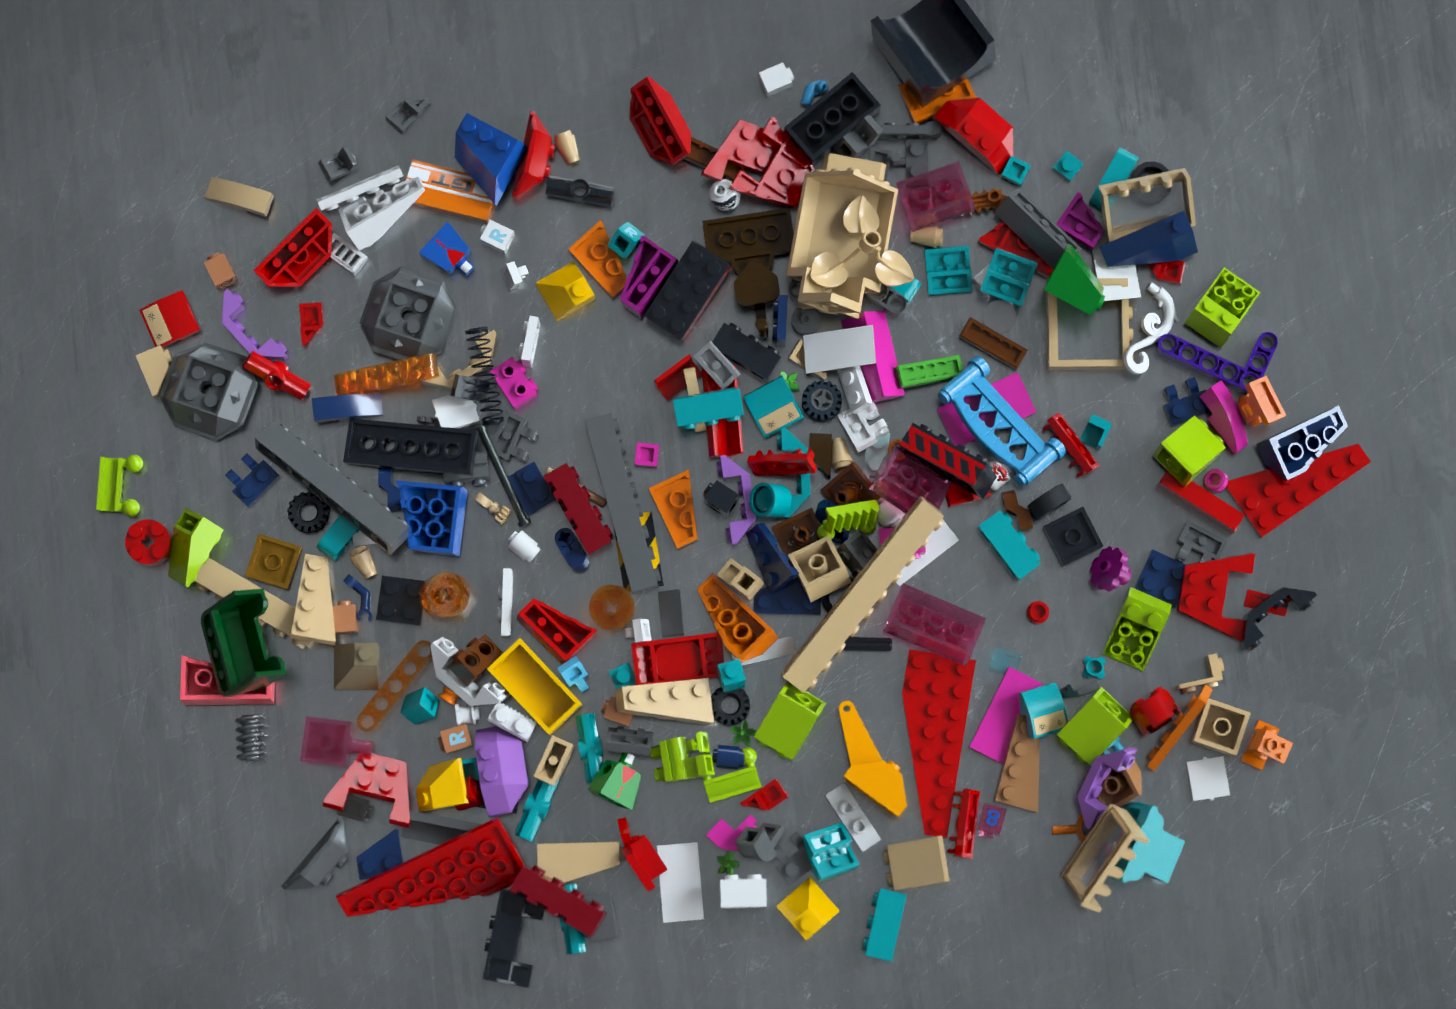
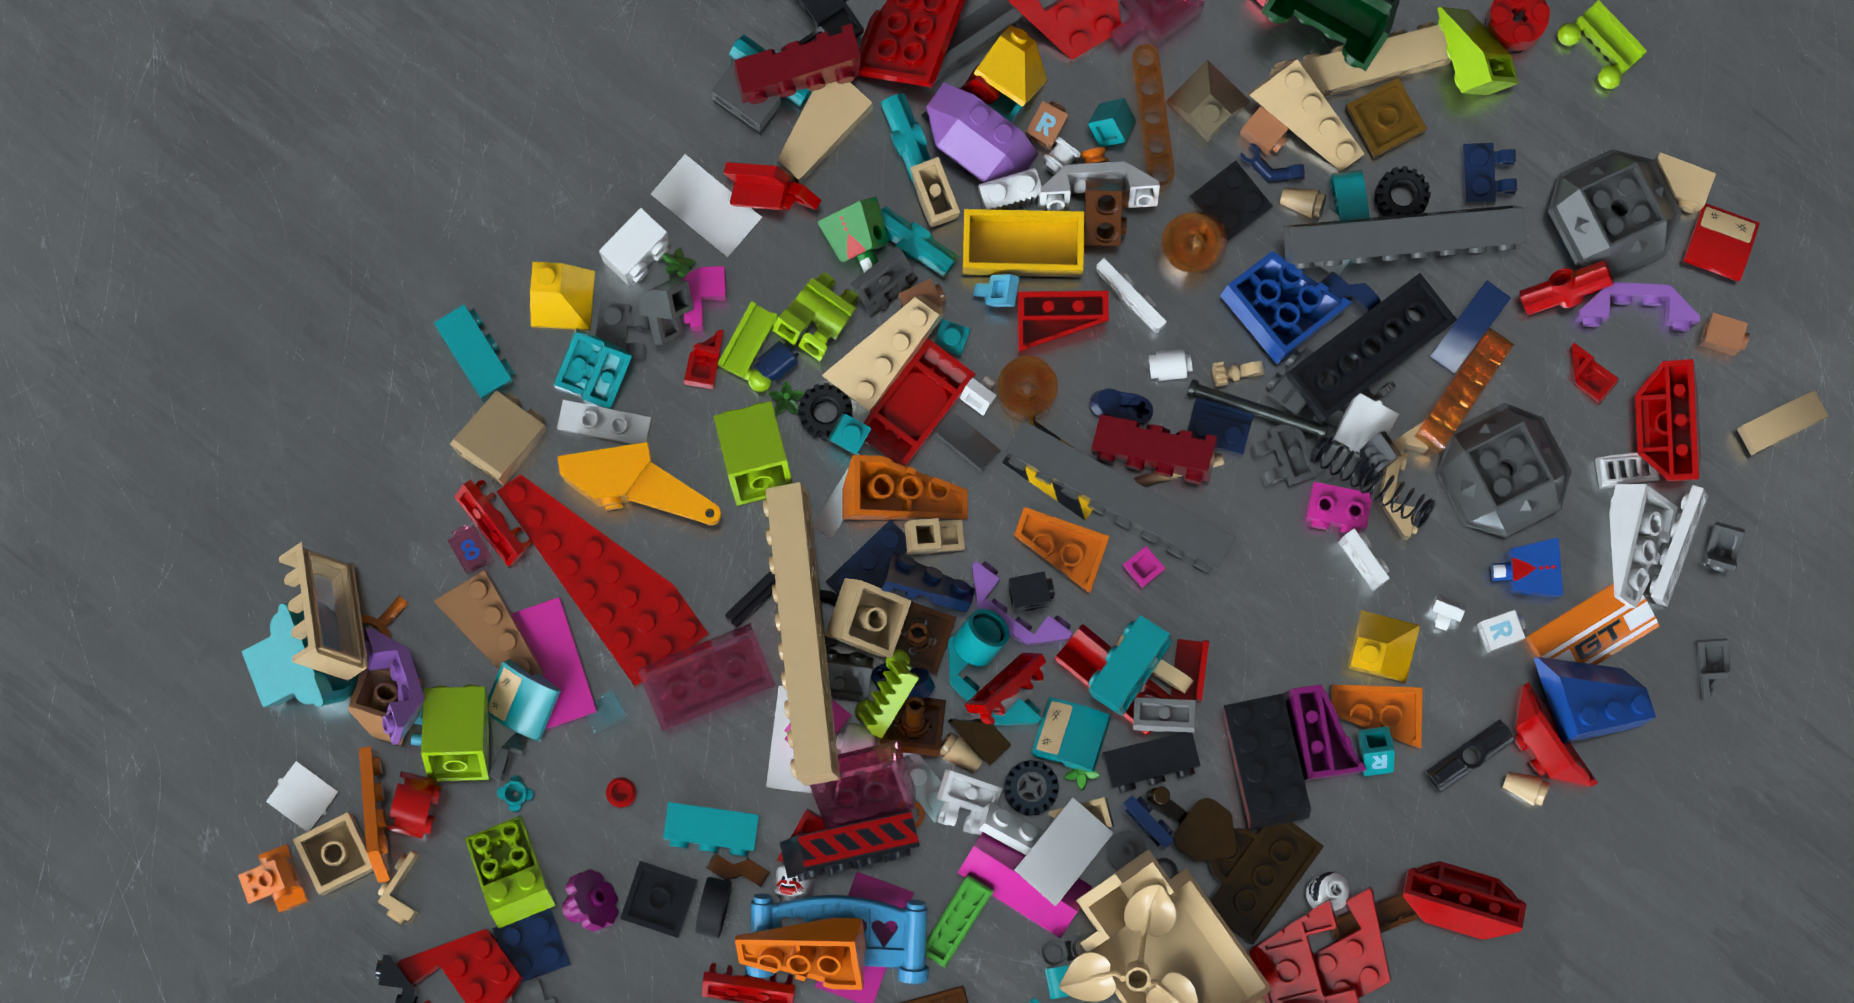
camera: 135 degrees right, 0 degrees up
(1016, 422) = (817, 950): none -> orange wedge

